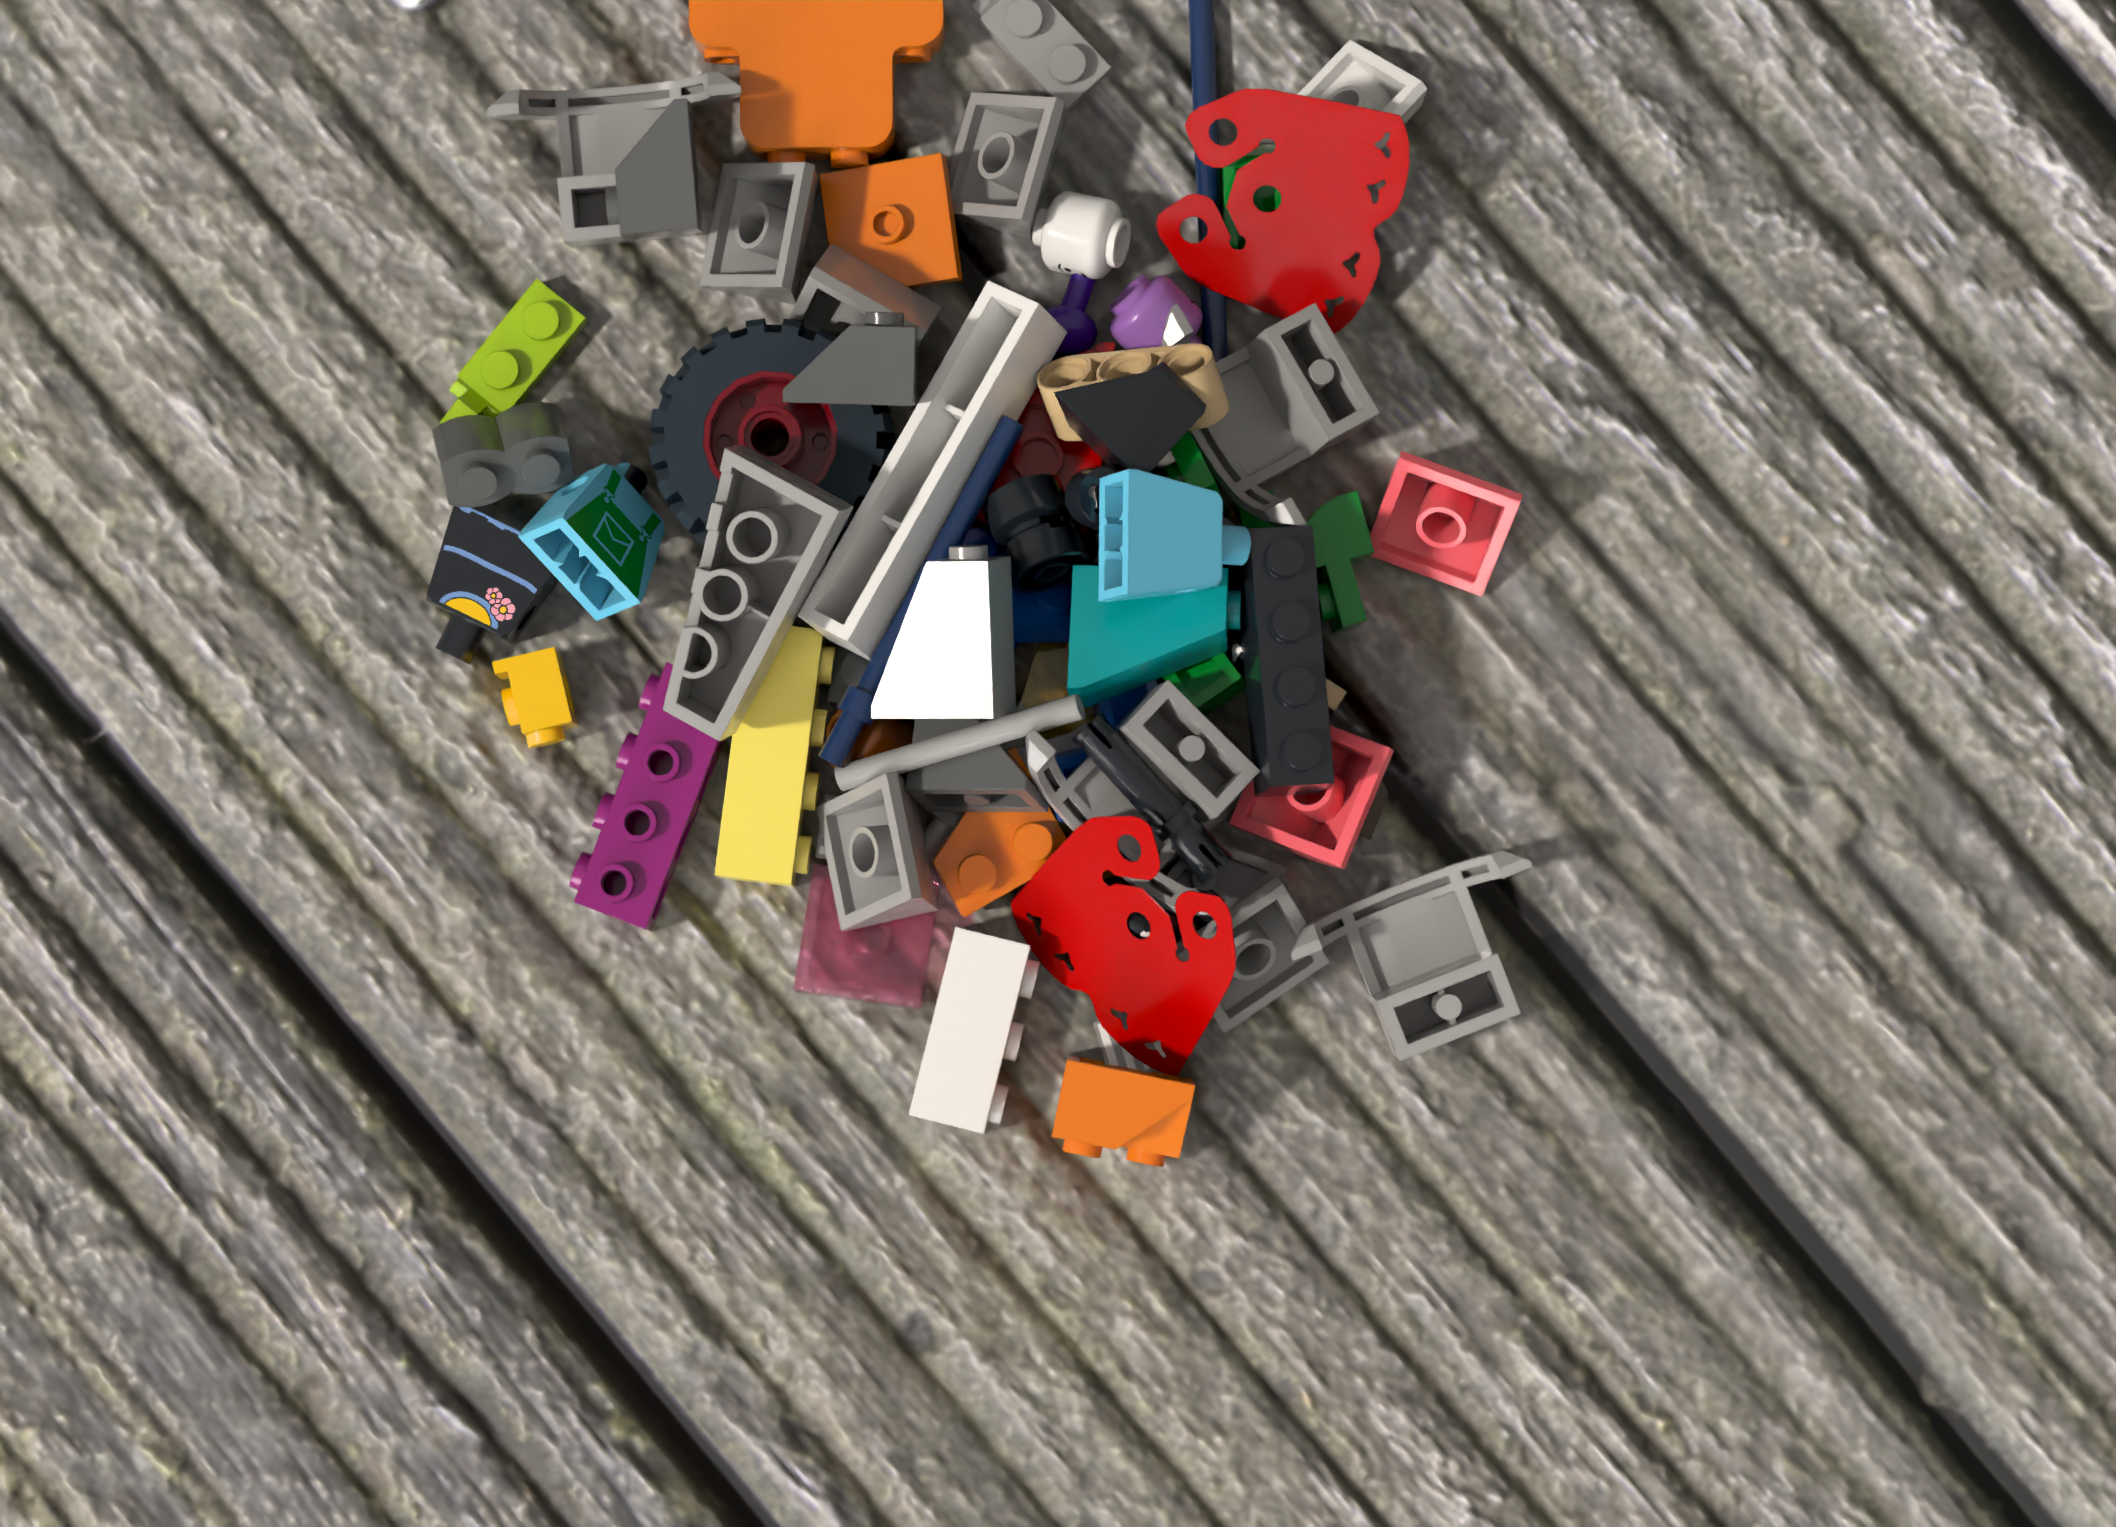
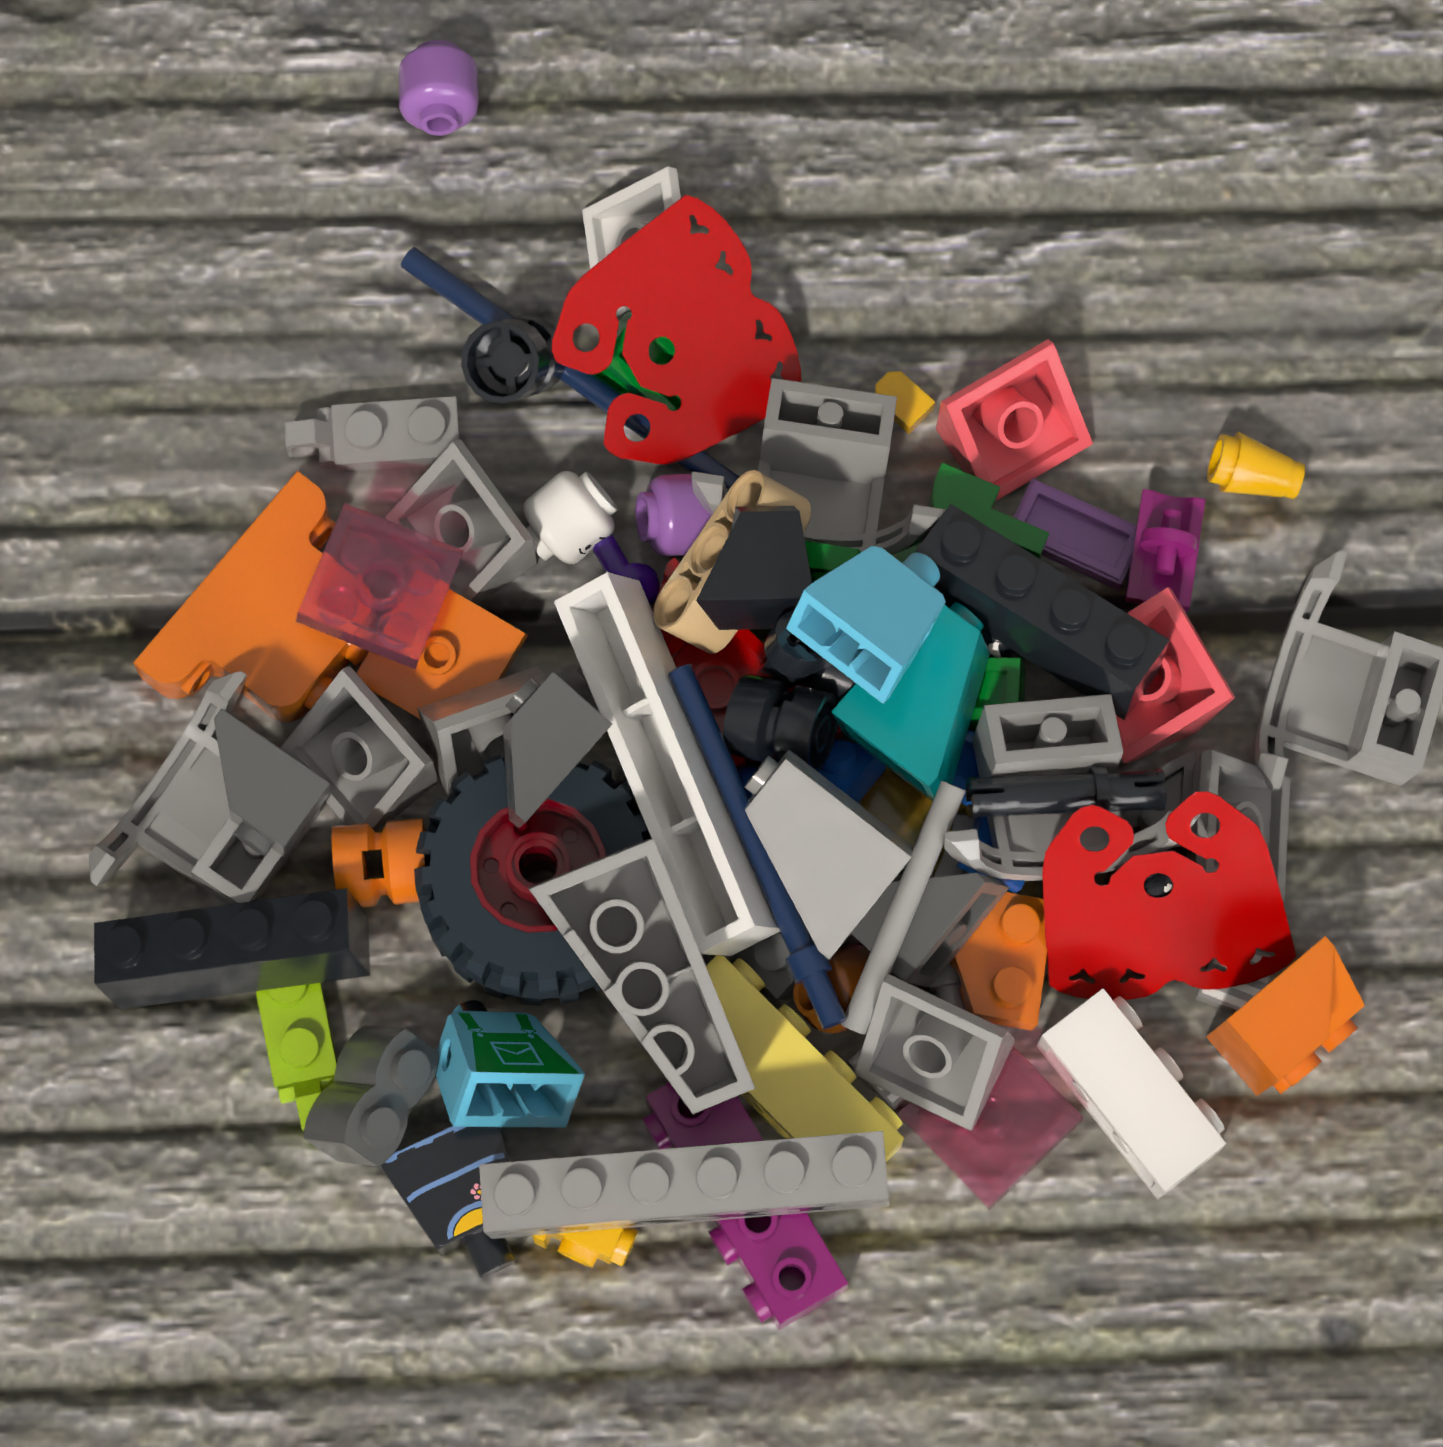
camera: 55 degrees left, 10 degrees down
(528, 258) = (232, 949): none -> black brick
(611, 747) = (684, 1185): none -> light grey brick
(670, 293) = (399, 859): none -> orange wheel
(897, 136) = (379, 586): none -> clear pink plate
(1166, 84) = (499, 359): none -> black wheel
(1396, 419) = (912, 402): none -> yellow piece
(1396, 642) = (1079, 533): none -> medium lavender tile
(1431, 721) = (1165, 547): none -> magenta hips
(1560, 739) = (1252, 468): none -> yellow cone

